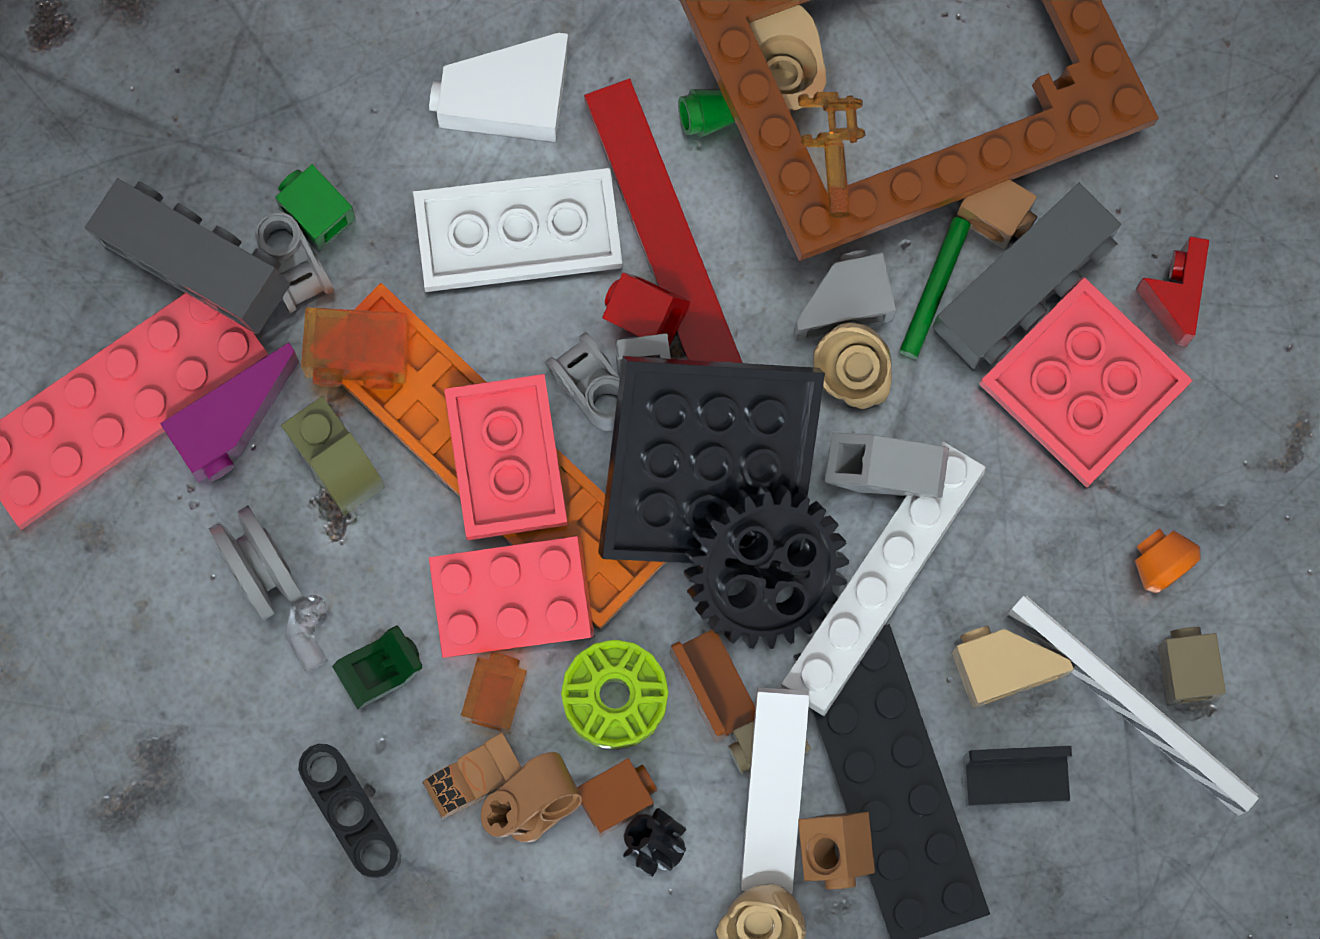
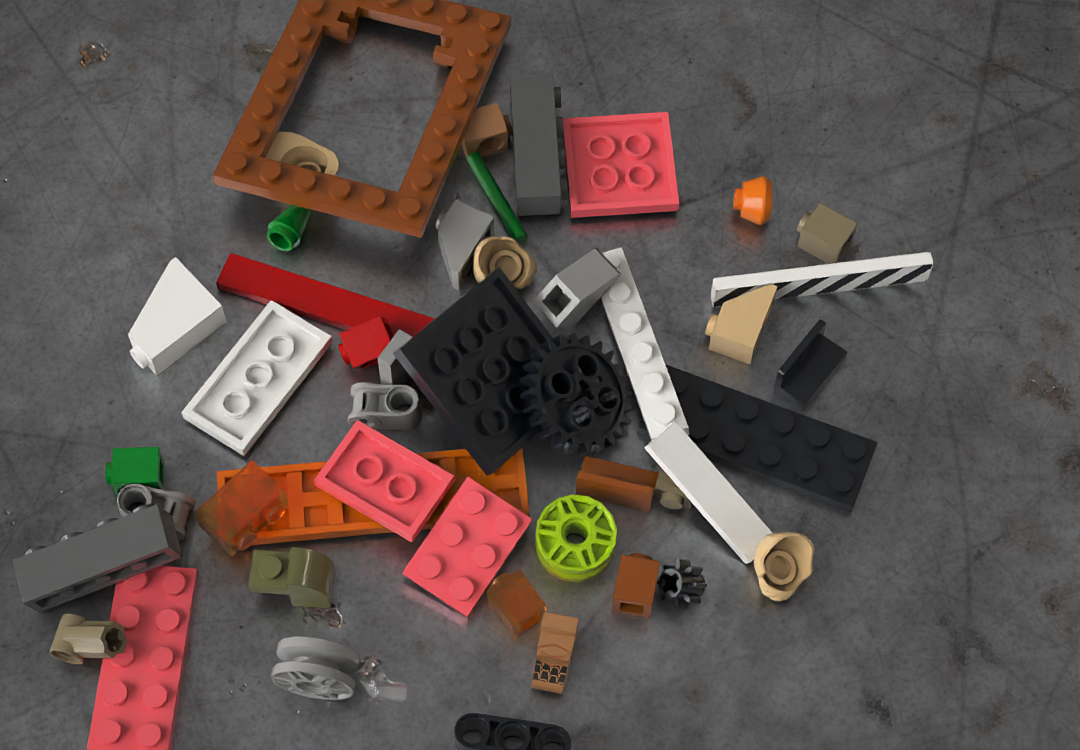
camera: 45 degrees left, 15 degrees down
(105, 318) = (83, 638): none -> dark tan piece
(224, 420) = (211, 631): magenta slope -> none
(379, 667) = (441, 653): dark green bracket -> none
(531, 800) = (599, 625): medium nougat piece -> none
(833, 144) = (375, 163): clear orange piece -> none
(853, 839) = (755, 491): medium nougat brick -> none
(1179, 303) = (616, 84): red slope -> none

